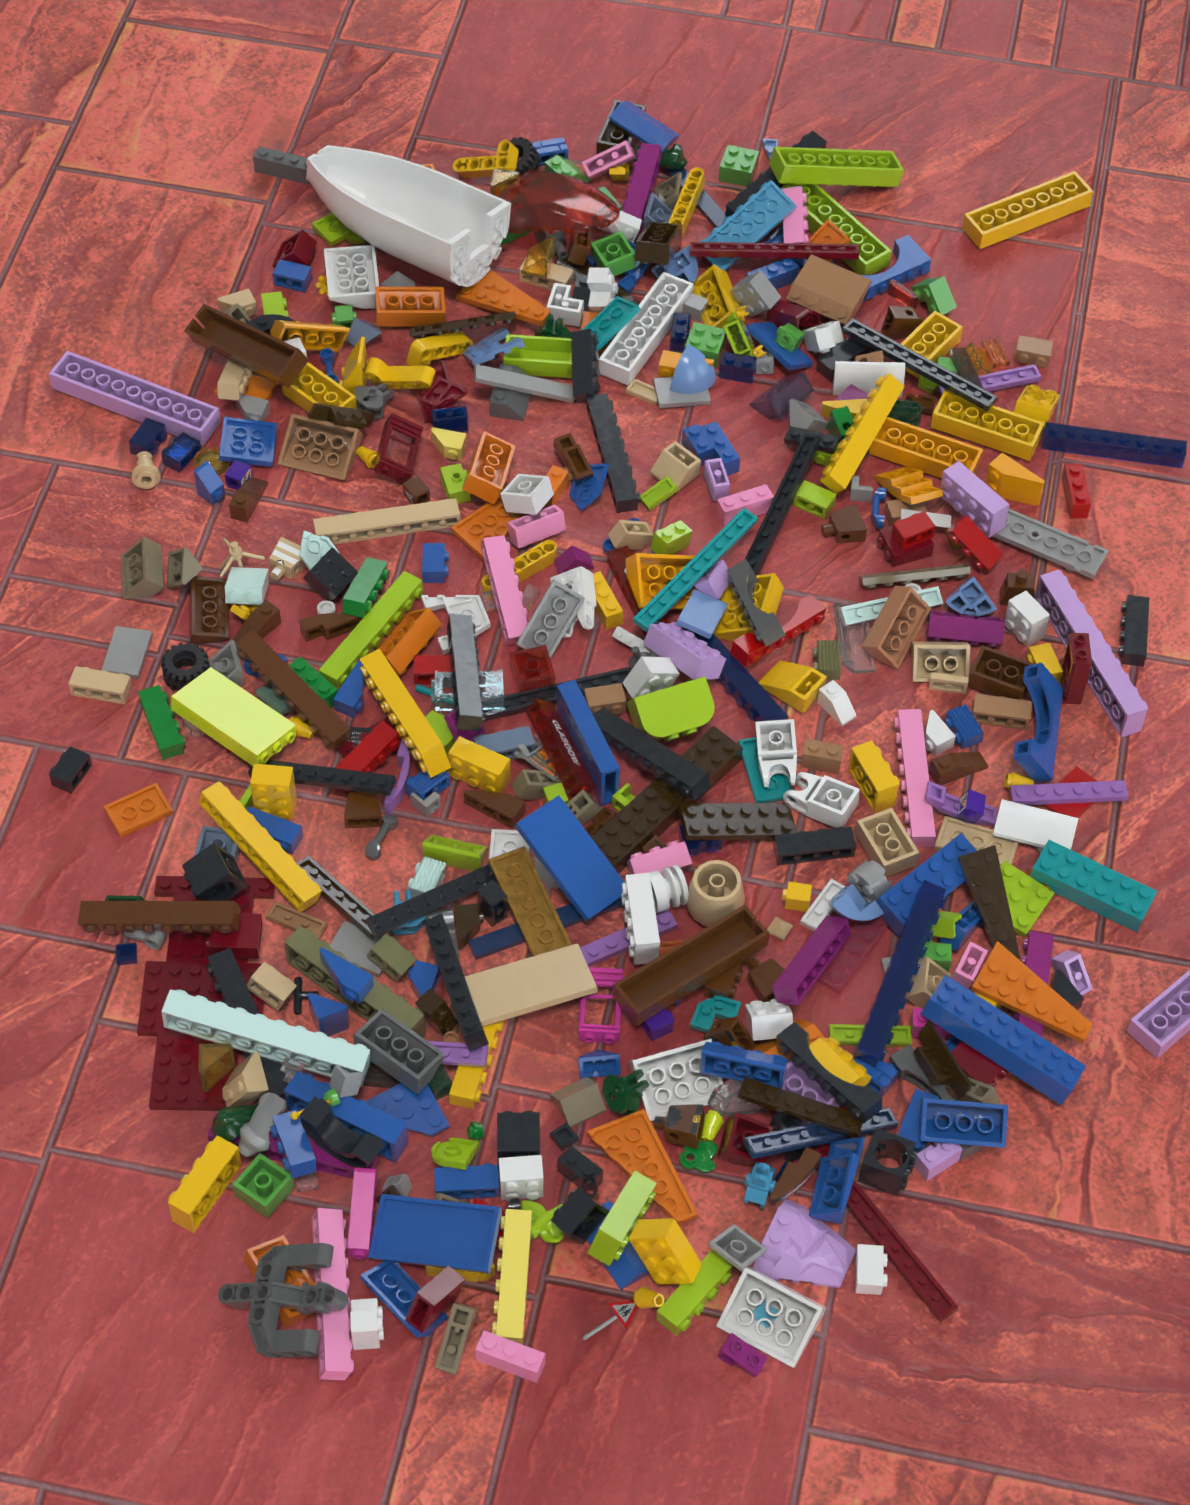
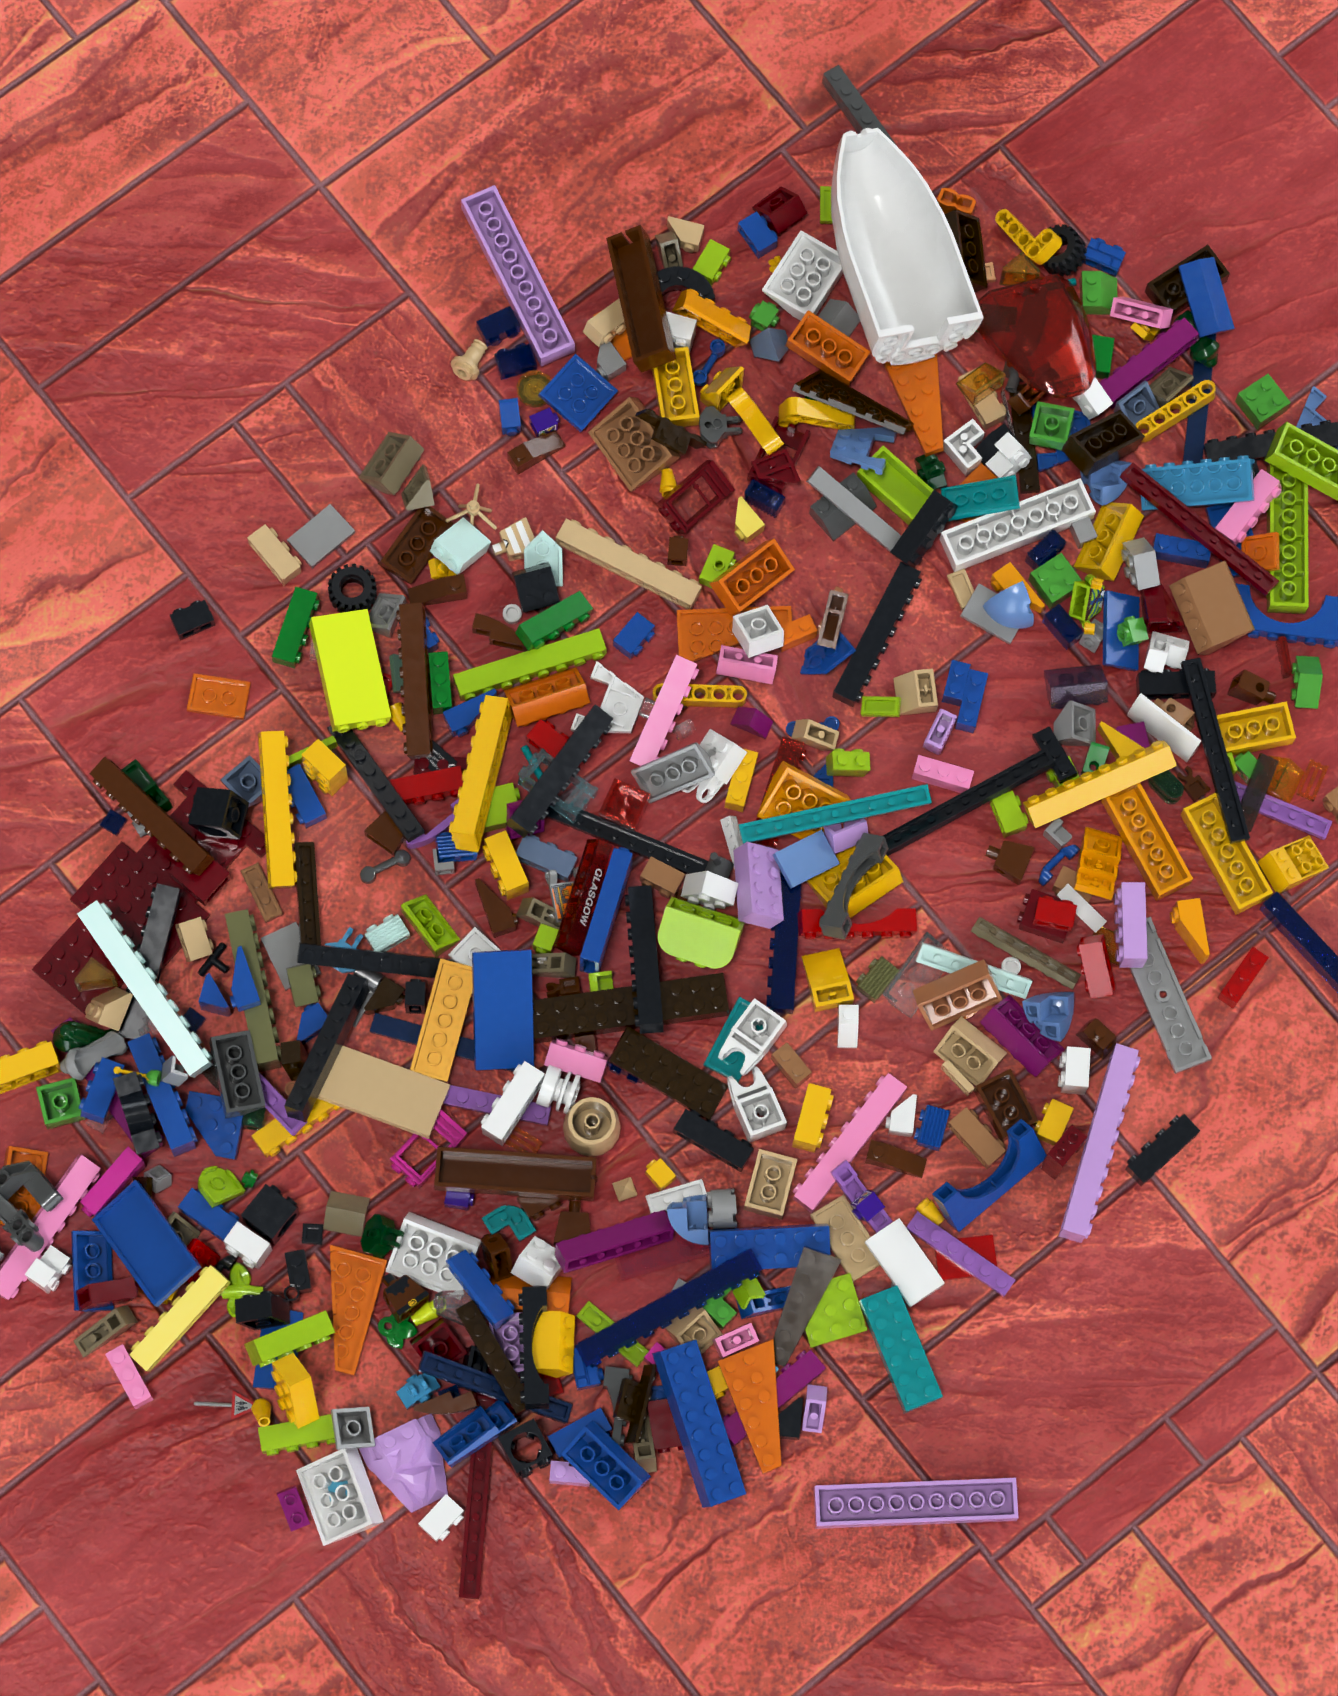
camera: 35 degrees right, 20 degrees up
(599, 1064) = (387, 1194): blue slope -> none

